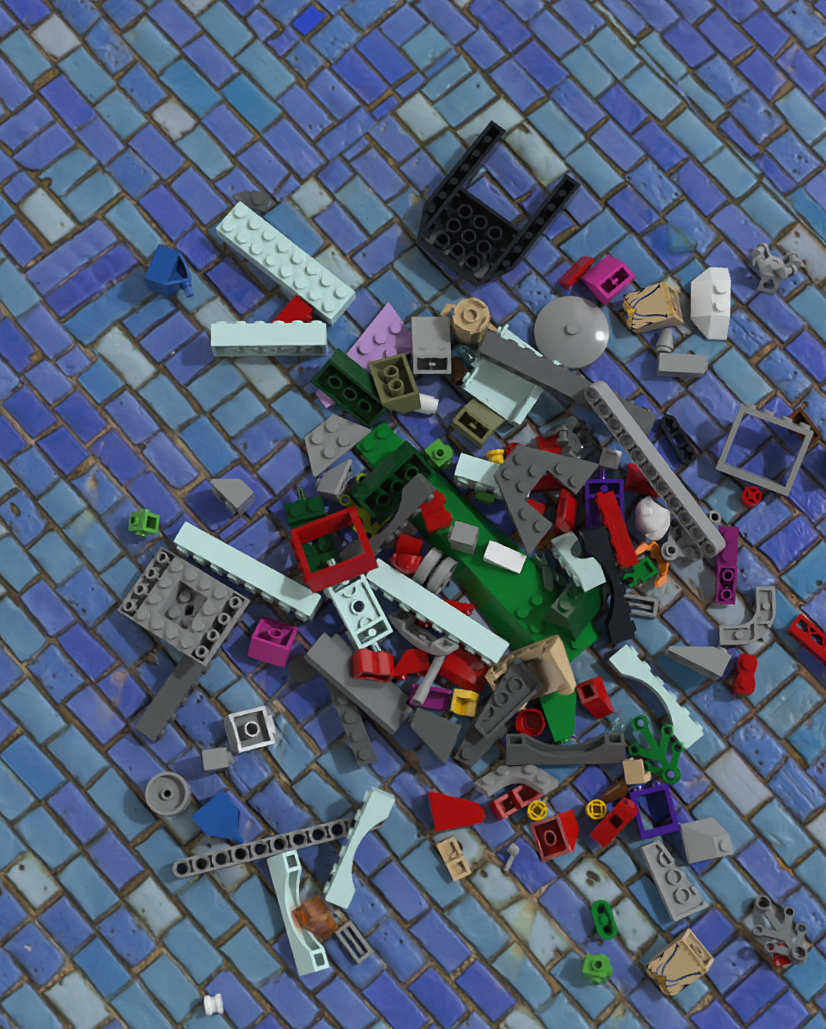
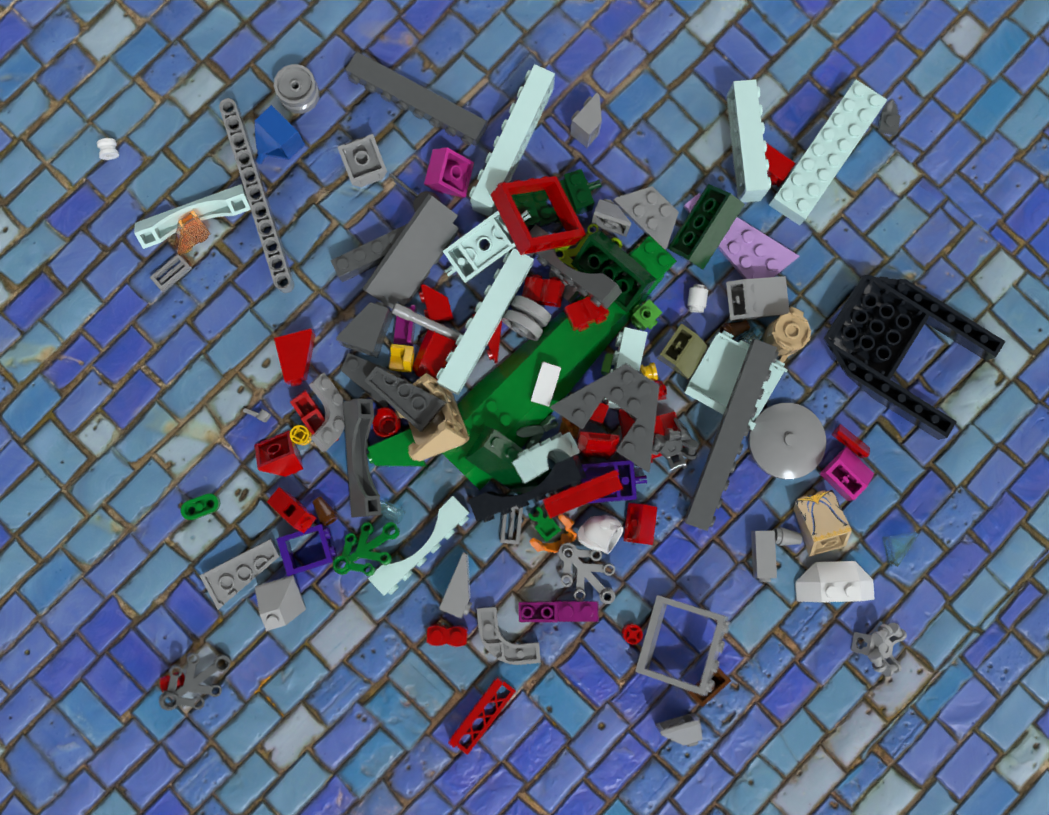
camera: 85 degrees right, 5 degrees up
(143, 523) = (553, 42): bright green brick -> none
(167, 591) = (479, 66): light grey slope -> none
(168, 273) = (805, 39): blue piece -> none
(217, 760) = (330, 129): light grey brick -> none
(373, 666) = (428, 264): red brick -> none
(375, 809) = (285, 275): light aqua arch -> none
(395, 383) = (713, 264): olive slope -> none
(406, 563) = (530, 286): red hair -> none
(419, 637) = (461, 311): light grey slope -> none
(453, 858) = (253, 359): tan slope -> none
(463, 537) = (561, 340): light grey brick -> none
(592, 809) = (305, 492): yellow wheel -> none
(595, 697) = (415, 484): red slope -> none
(597, 969) = (155, 496): bright green brick -> none
(610, 459) = (659, 487): white tile -> none
(635, 772) = (341, 528): tan panel -> none
(654, 468) = (649, 529): light grey beam -> none
(675, 425) = (676, 567): black beam -> none
(679, 963) = (160, 584): tan slope -> none

